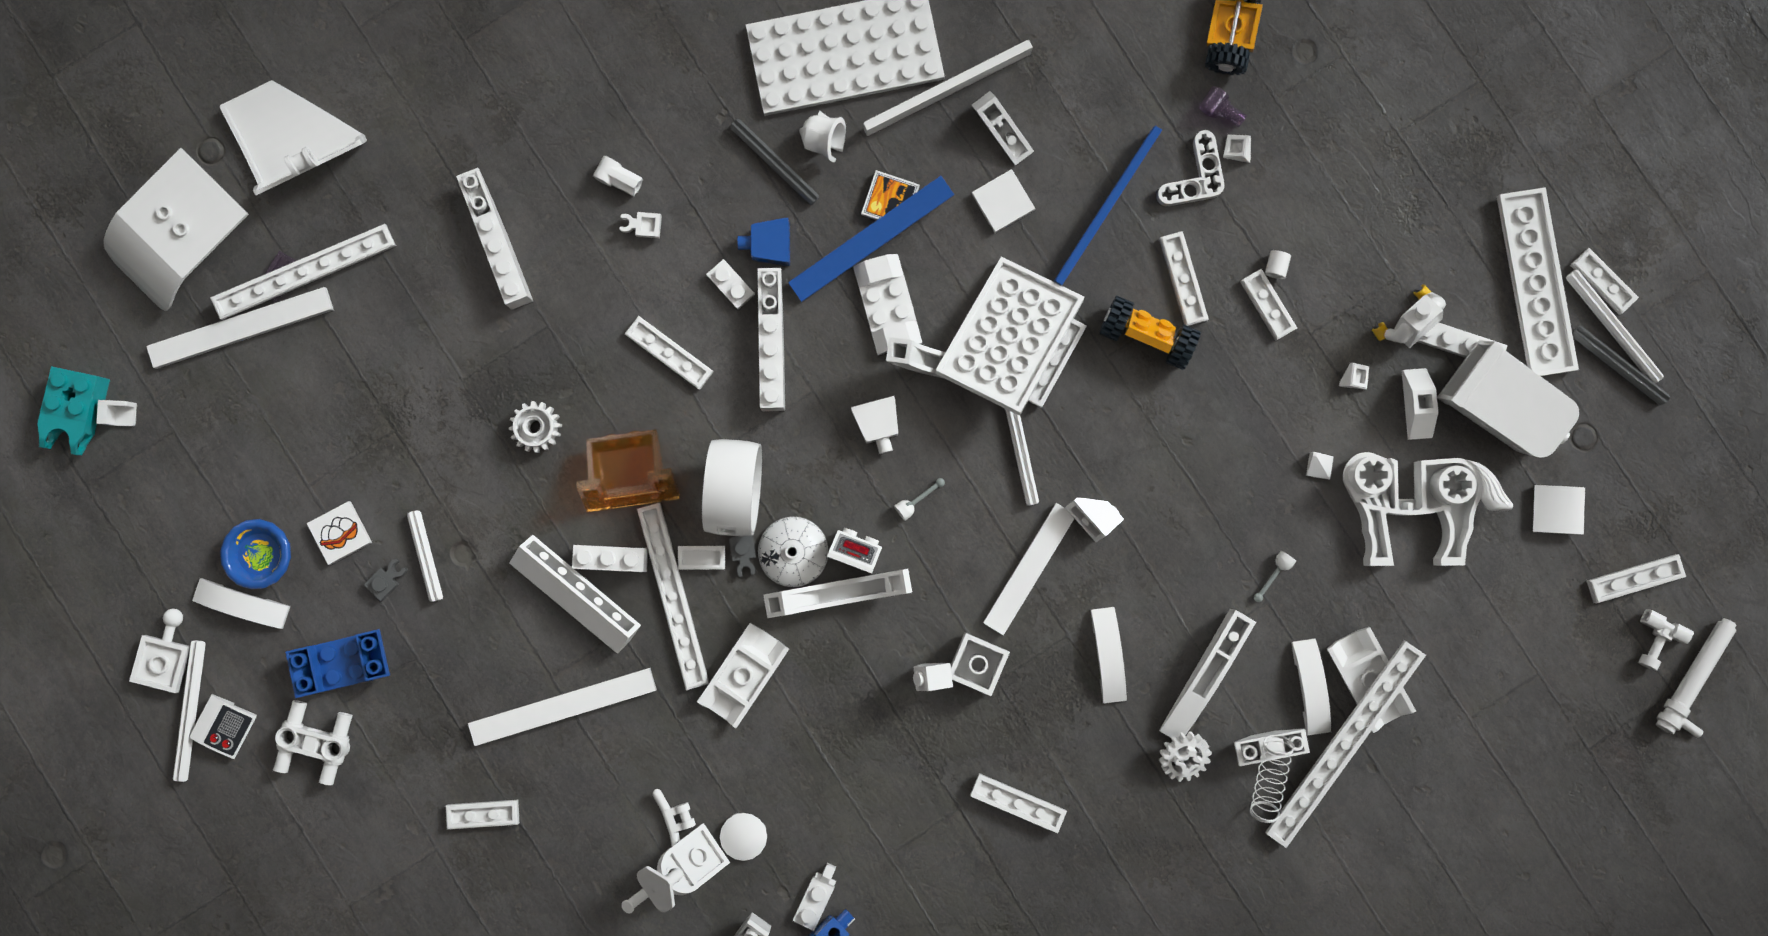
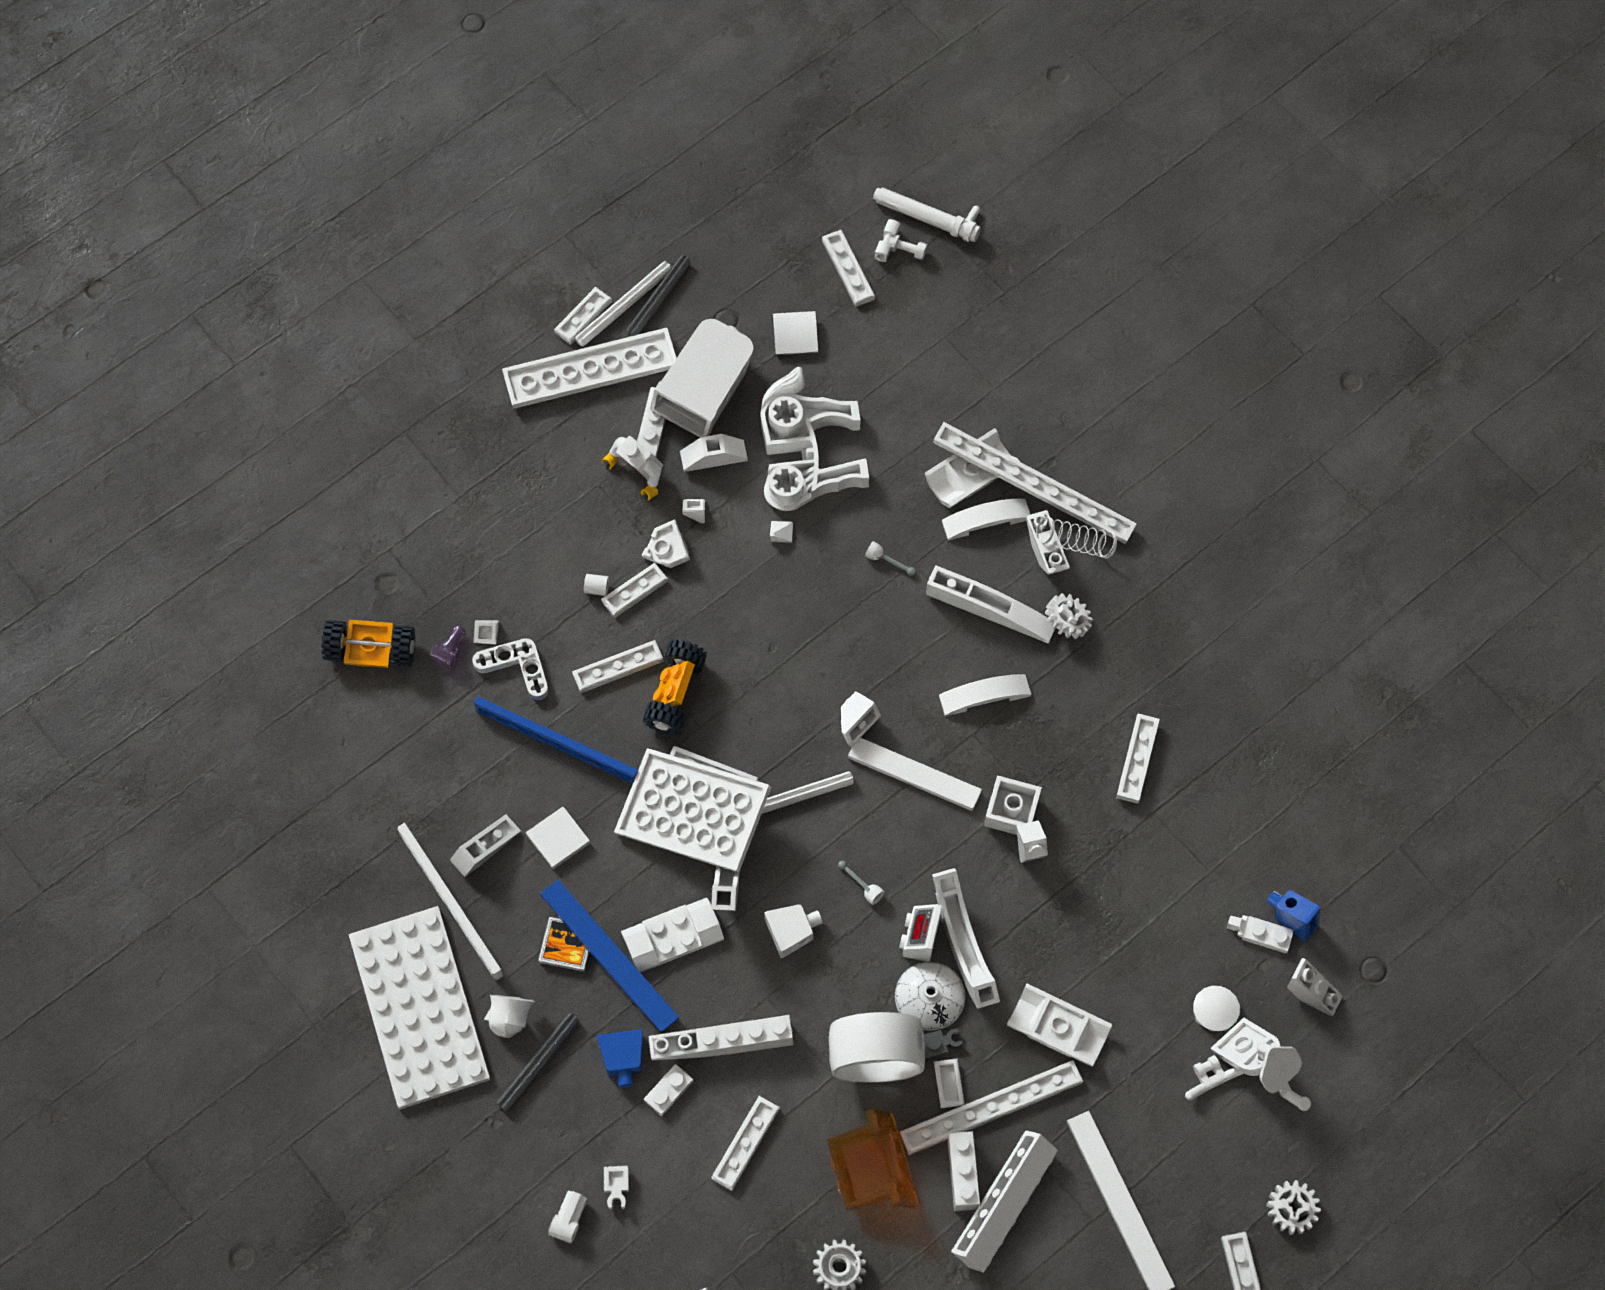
camera: 95 degrees left, 20 degrees down
(523, 873) = (1283, 1206): none -> white gear
(1314, 343) = (667, 546): none -> white plate

